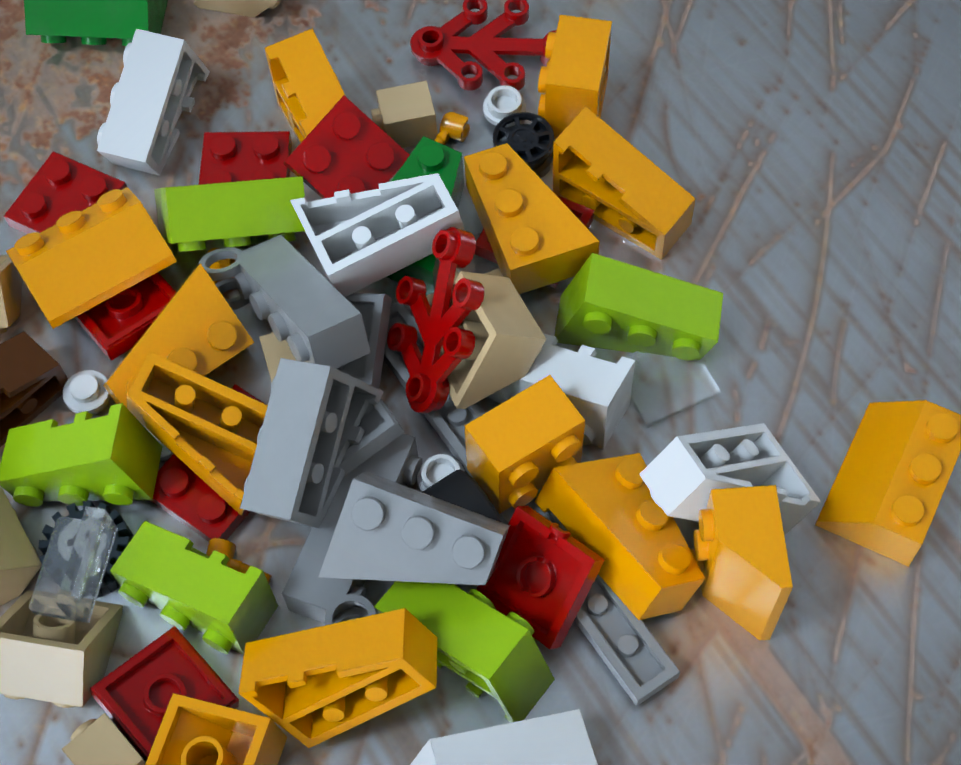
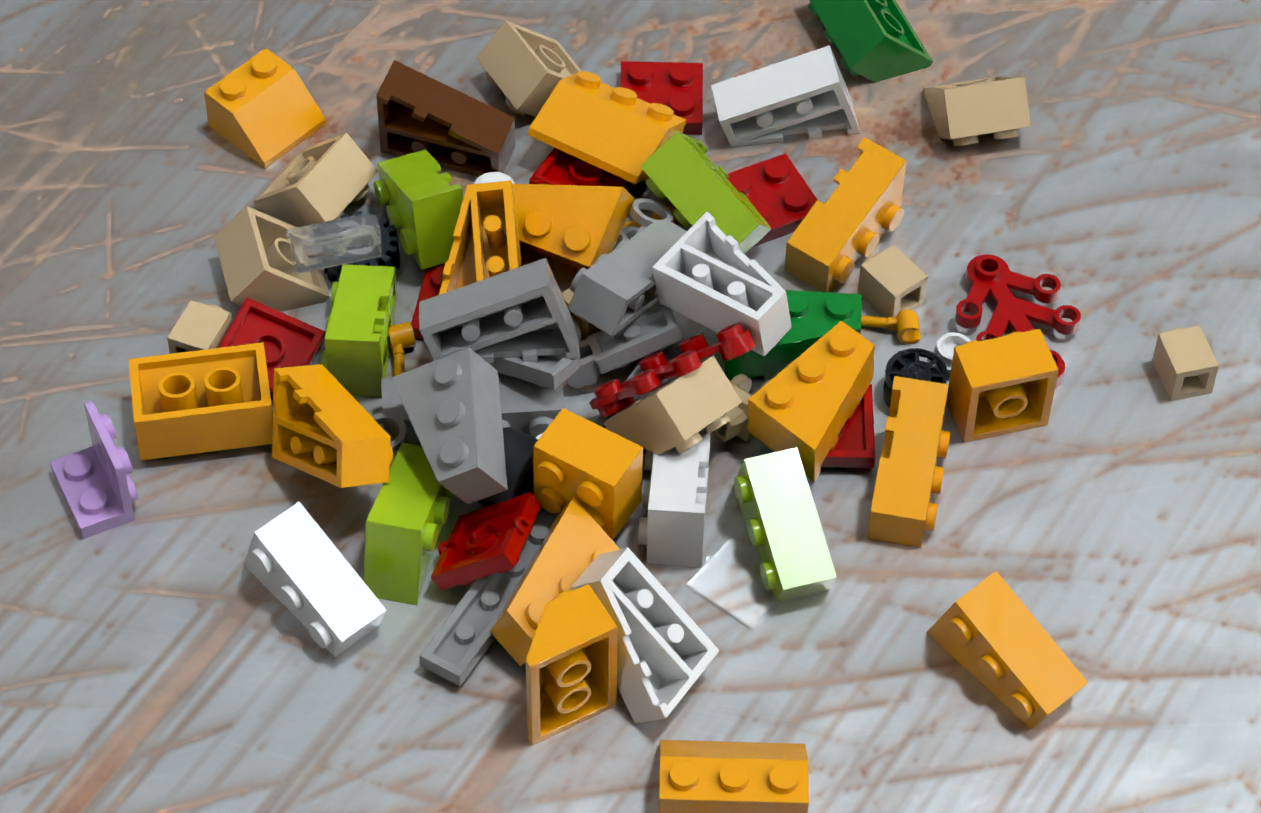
camera: 60 degrees right, 10 degrees down
(346, 153) = (806, 247): red plate -> none
(849, 202) = (1008, 650): none -> light orange wedge

